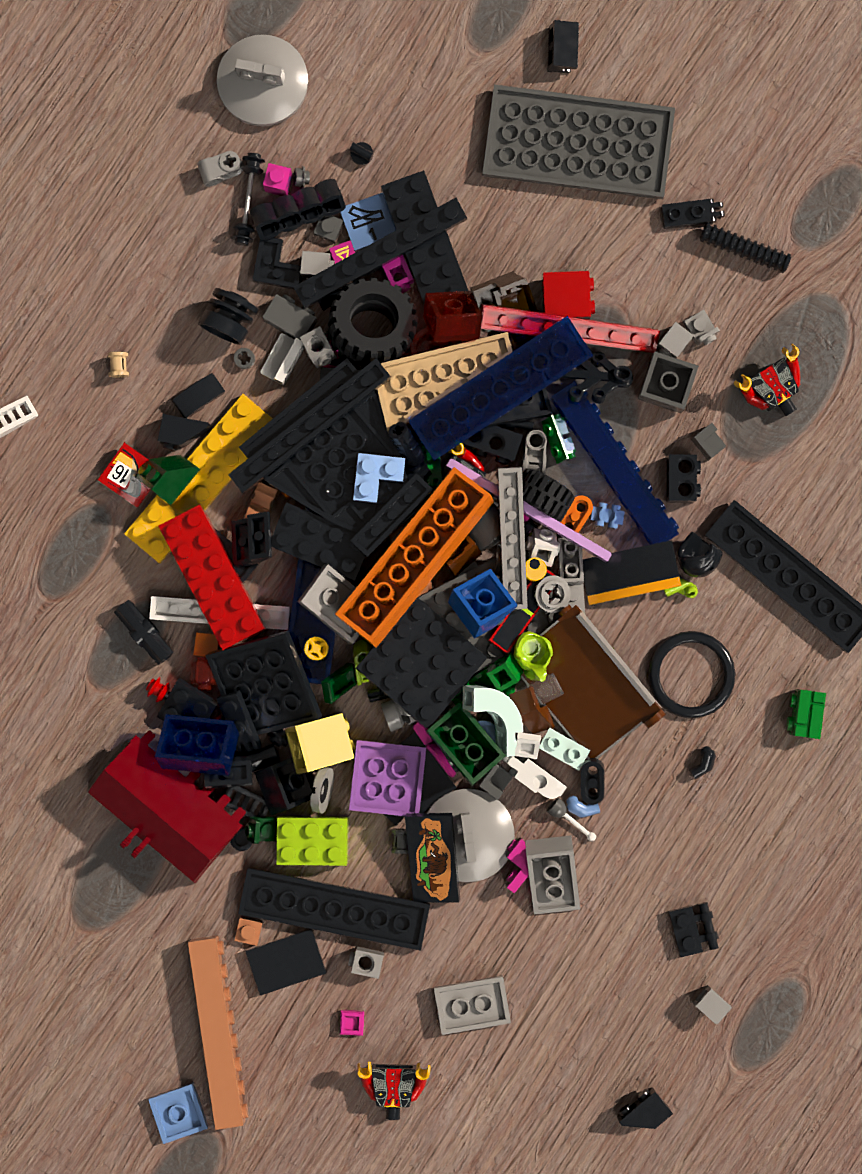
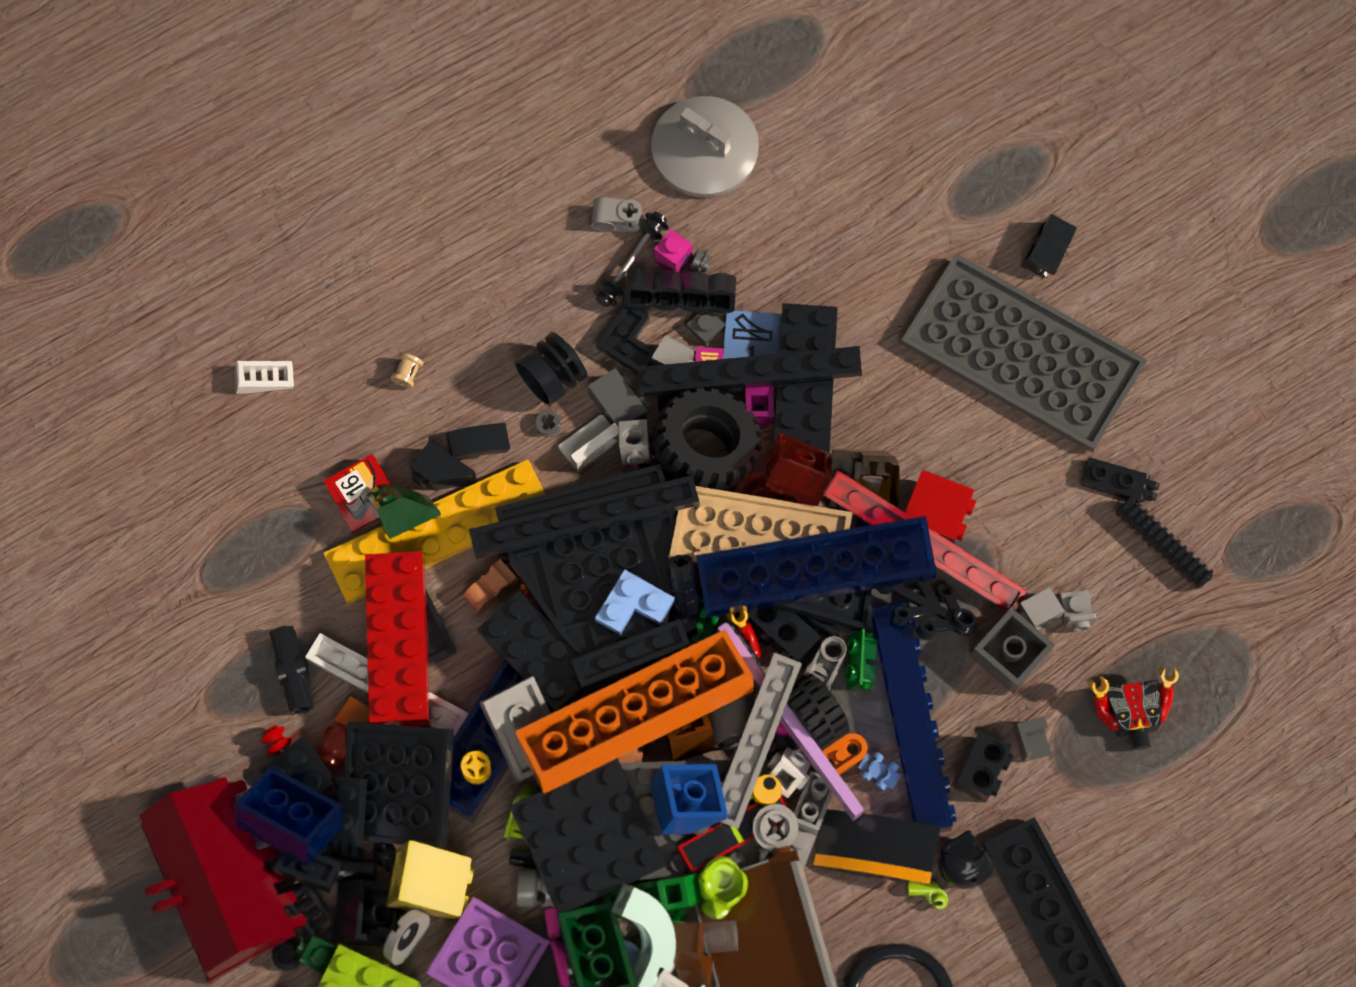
camera: 20 degrees right, 15 degrees down
(251, 539) = (461, 616): black slope -> none
(339, 683) = (483, 821): dark green tile -> none
(361, 153) = (777, 264): black plate -> none

